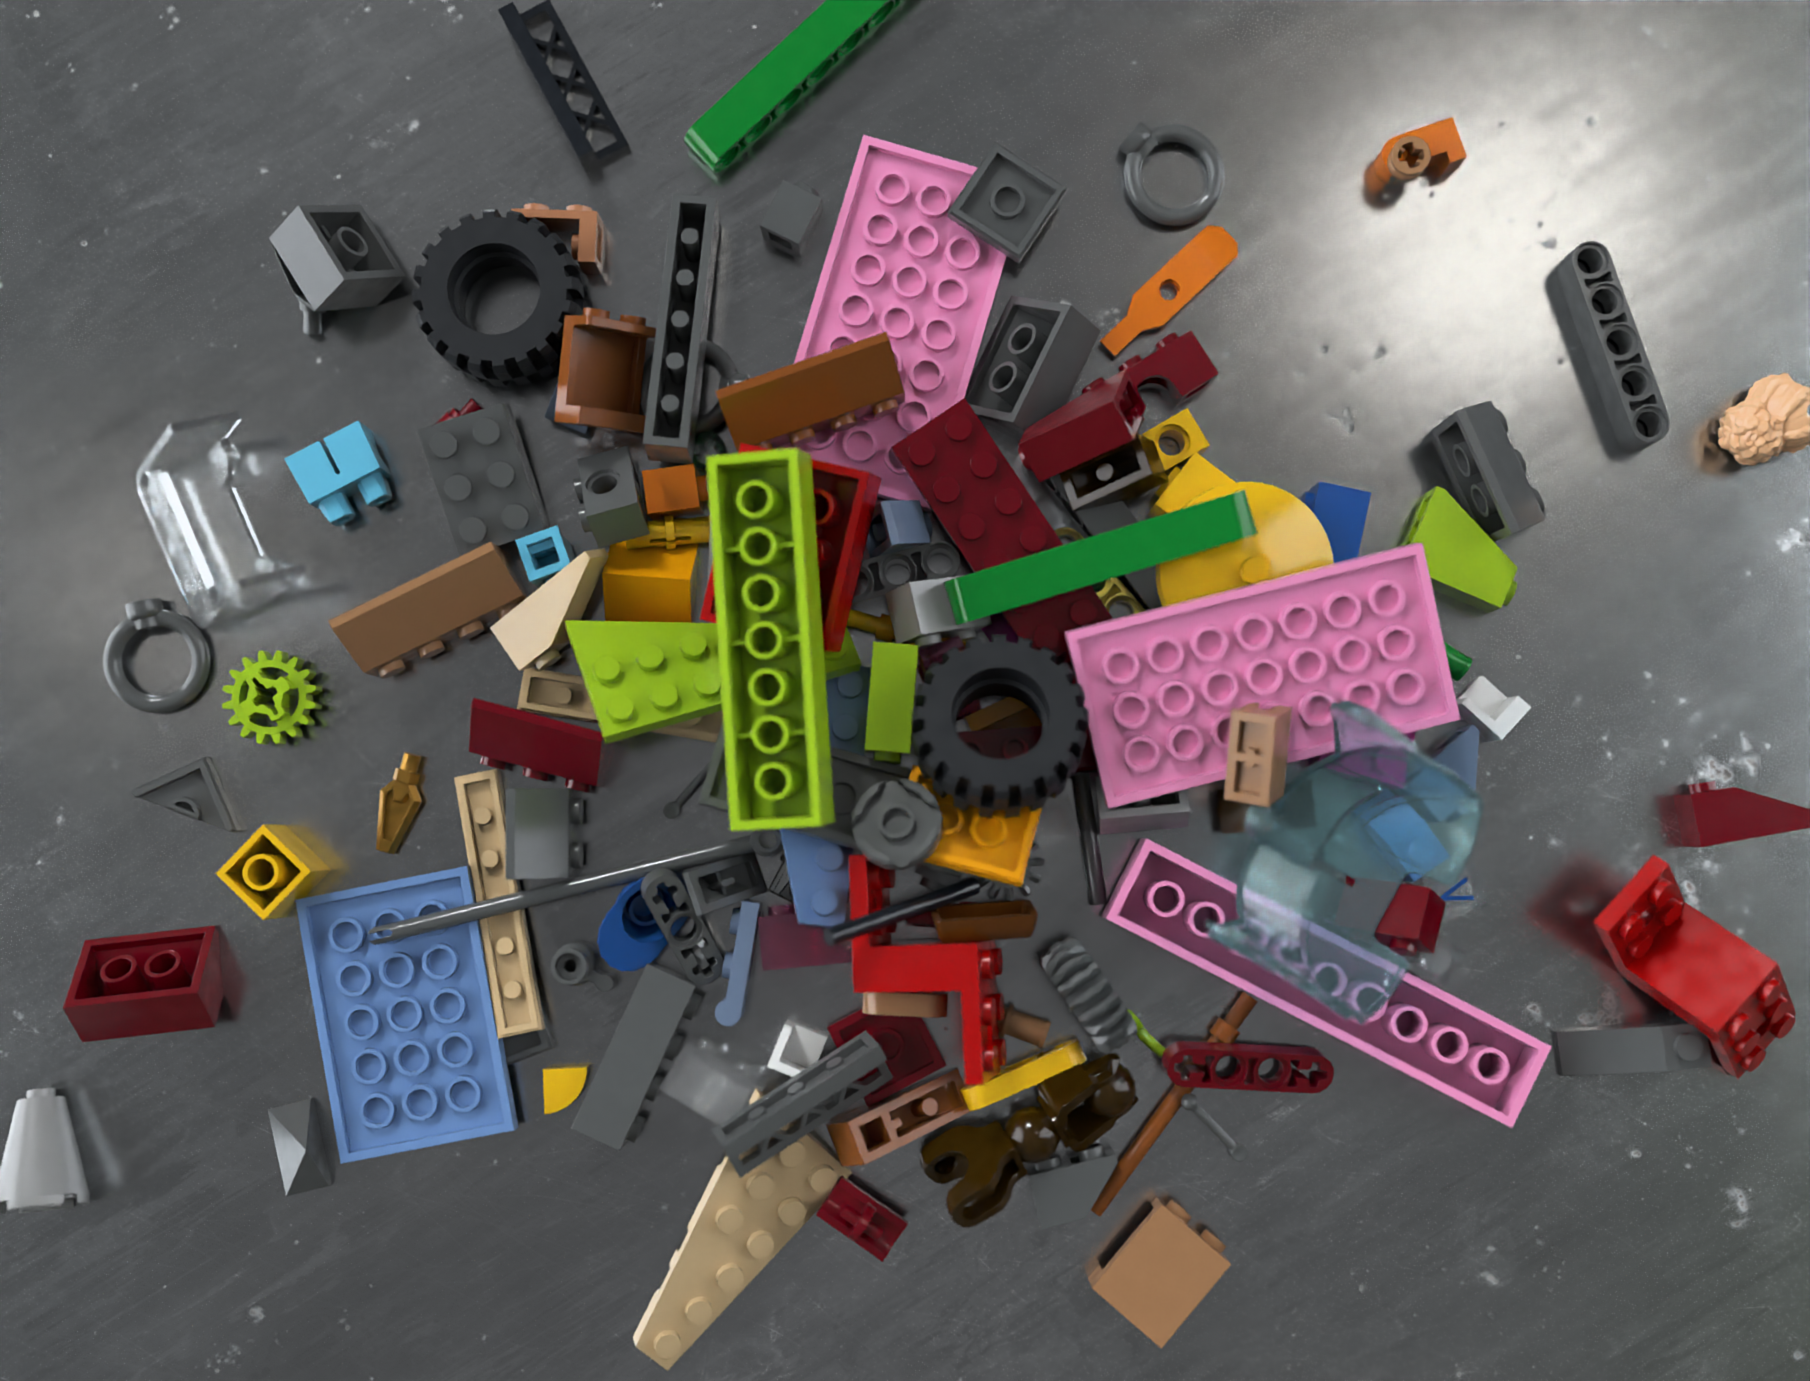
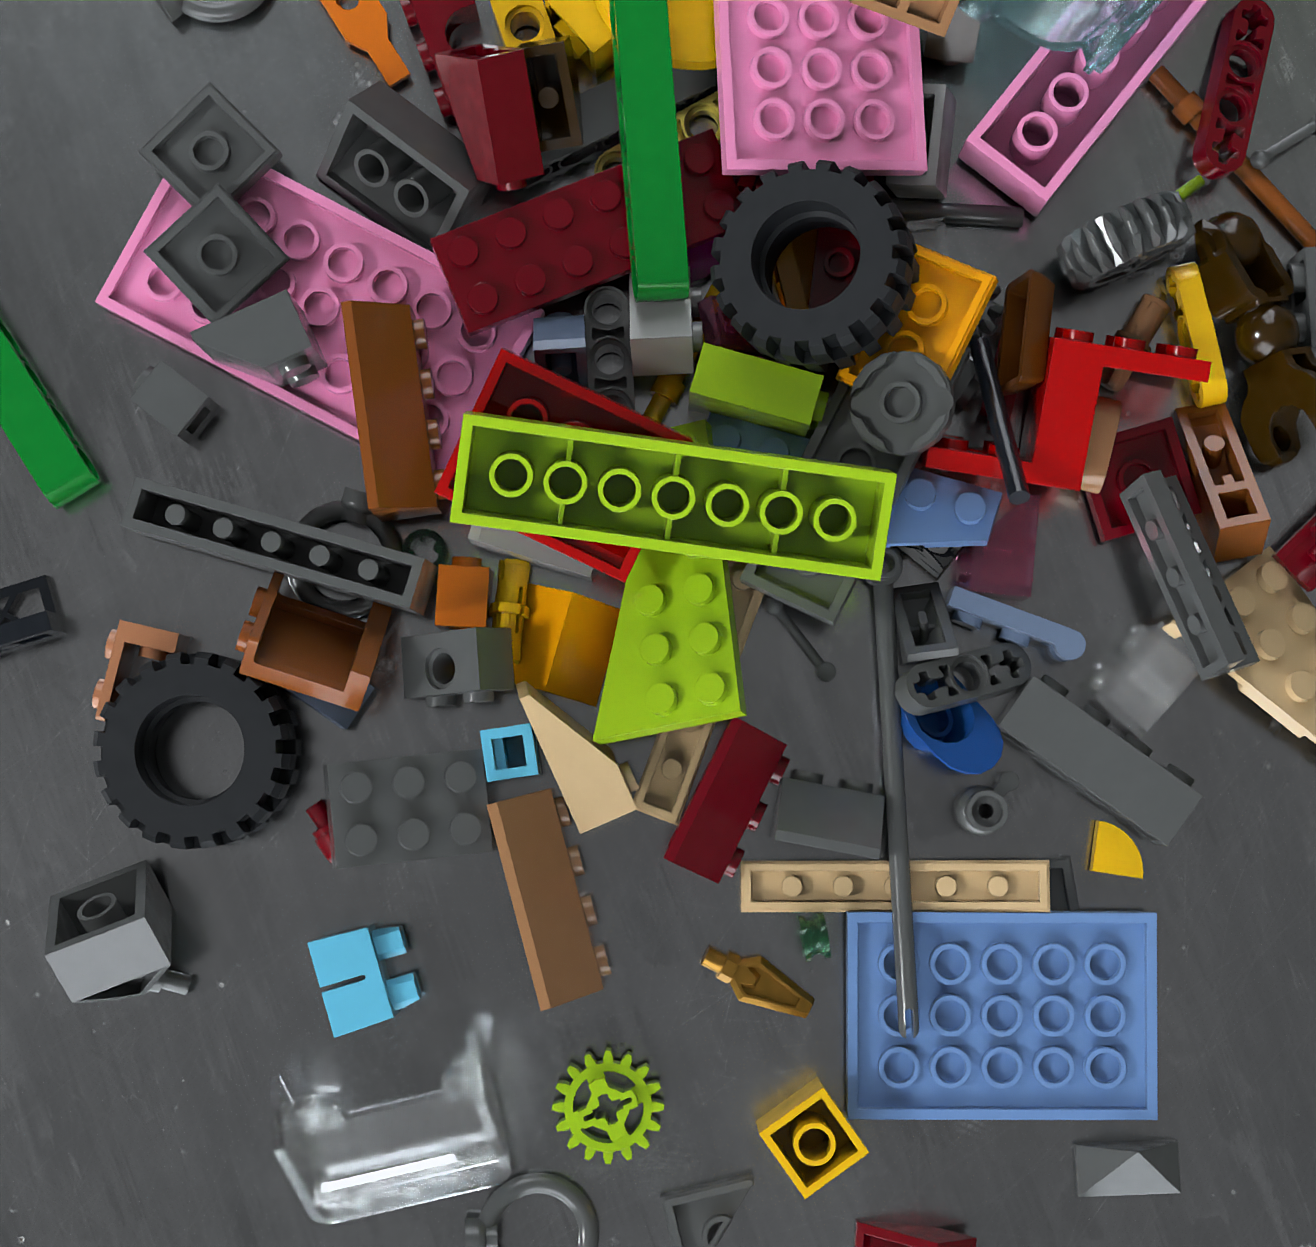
camera: 80 degrees left, 0 degrees up
(442, 842) = (814, 937): none -> clear green bush
(796, 1048) = (1122, 580): white panel -> none
(848, 282) = (265, 341): none -> dark grey slope
(919, 225) = (216, 254): none -> dark grey tile

